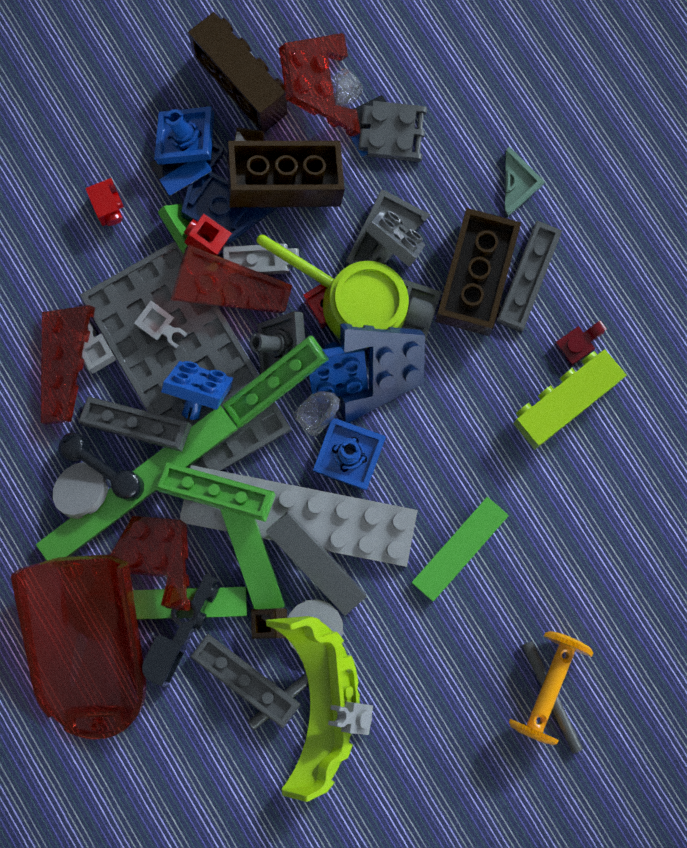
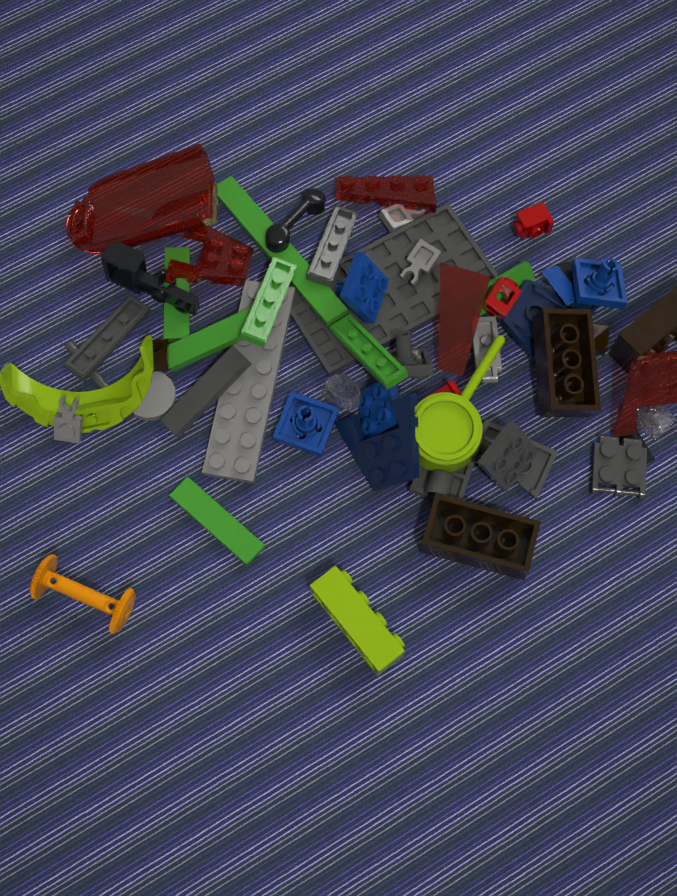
camera: 90 degrees right, 10 degrees down
(79, 491) = (273, 204): light grey tile -> none
(520, 182) = (574, 584): sand green tile -> none
(529, 276) = (480, 591): dark grey tile -> none
(558, 709) = (71, 603): dark grey bar -> none
(578, 343) = (414, 636): dark red plate -> none

